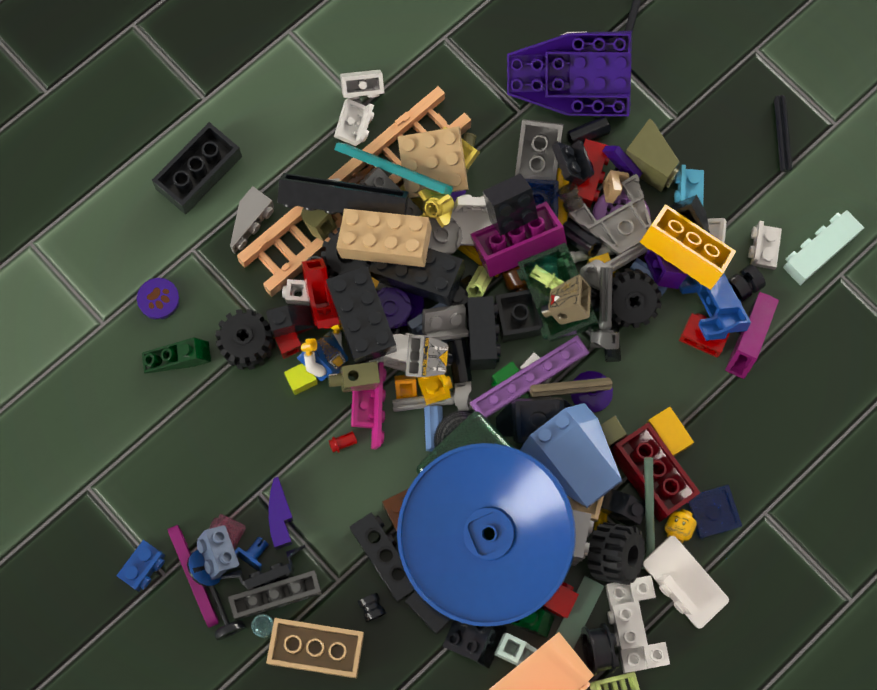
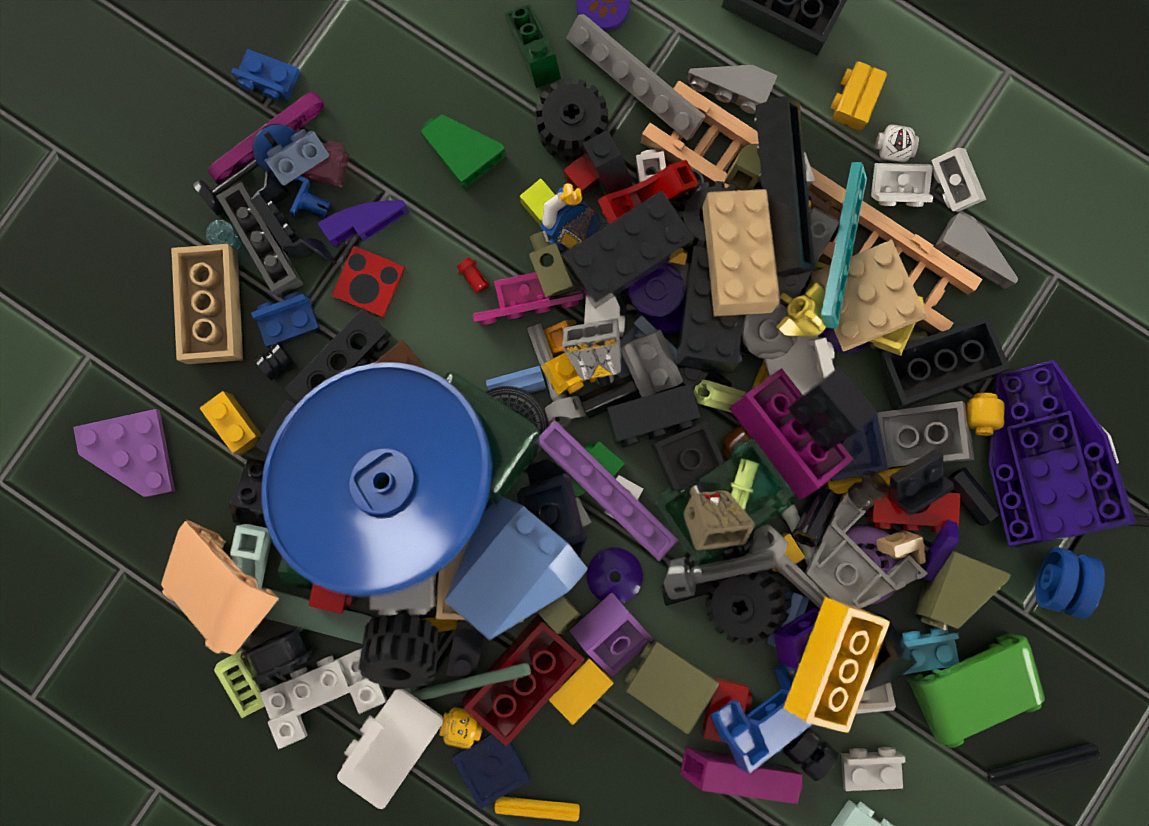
camera: 80 degrees right, 10 degrees up
(223, 287) = (635, 77): none -> light grey plate
(242, 428) = (462, 149): none -> green slope
(281, 135) = (858, 96): none -> yellow brick
(323, 118) = (897, 144): none -> white head
(327, 522) = (368, 281): none -> red tile
(341, 592) = (286, 319): none -> blue bracket
(412, 86) = (973, 247): none -> light grey slope
(413, 649) = (231, 423): none -> yellow brick
(491, 127) = (943, 363): none -> black slope
(533, 108) = (985, 413): none -> yellow head
(570, 387) = (606, 547): dark tan axle -> none
(634, 401) = (611, 635): none -> medium lavender slope
(662, 84) = (1069, 583): none -> blue wheel
(679, 366) = (671, 685): none -> olive slope
(724, 161) = (979, 690): none -> bright green windscreen
(750, 485) = (537, 808): none -> yellow axle

